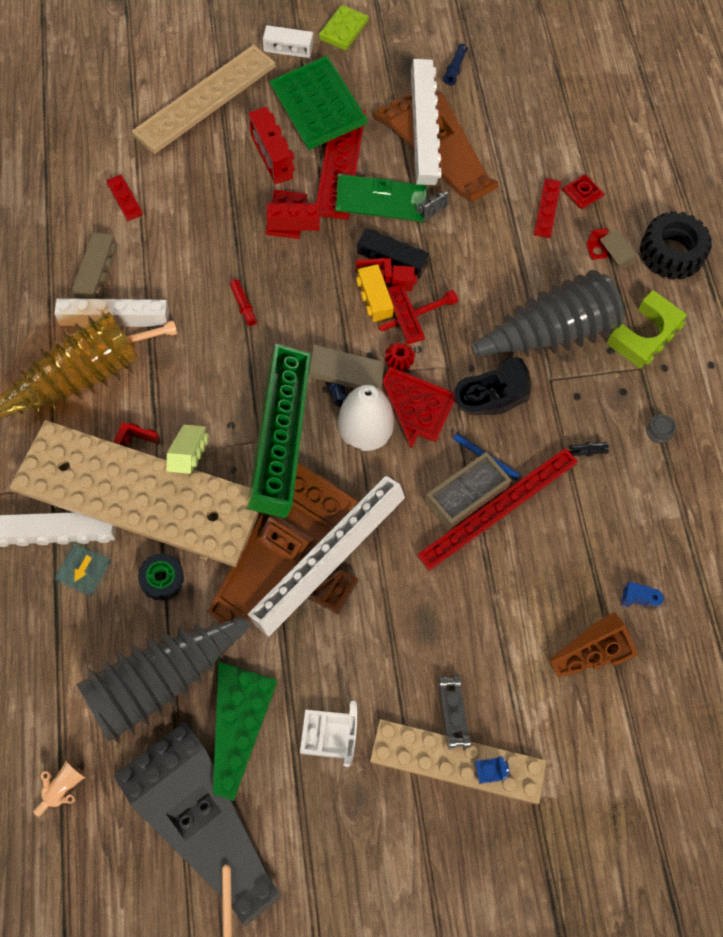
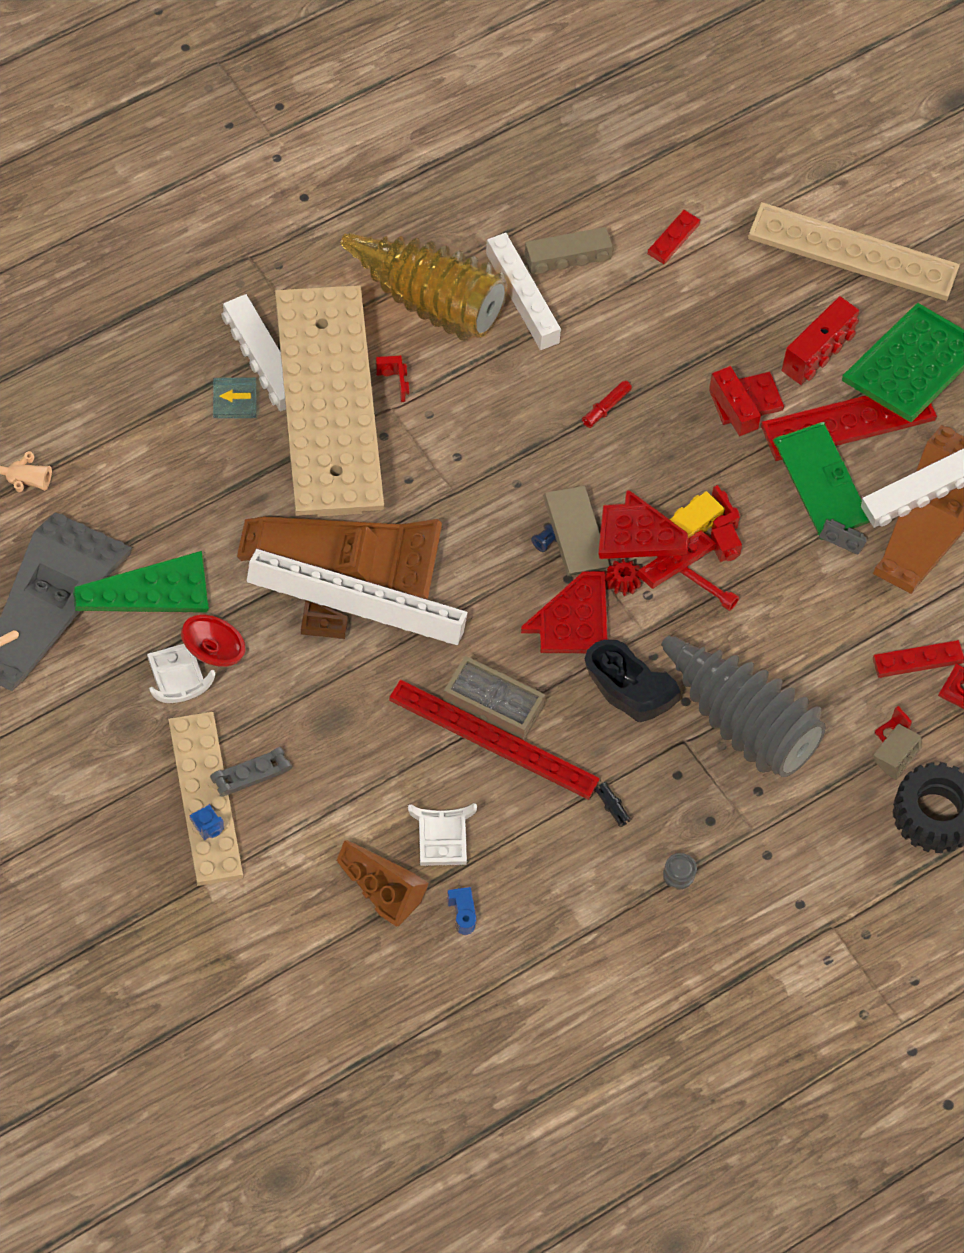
camera: 65 degrees right, 5 degrees down
(156, 675) = (156, 495): dark grey cone -> none
(161, 565) = (256, 476): black wheel -> none
(168, 328) = (535, 350): light nougat piece -> none
(187, 449) = (397, 419): yellowish green brick -> none
(279, 432) = (460, 489): green brick -> none
(316, 689) = (212, 640): none -> red dish
(366, 418) = (527, 571): white cylinder -> none
(371, 327) = (639, 531): none -> red wing
(376, 245) = (754, 520): black brick -> none
(478, 451) = (550, 708): blue bar -> none
(570, 582) = (442, 835): none -> white piece
(640, 349) = (825, 837): lime arch -> none

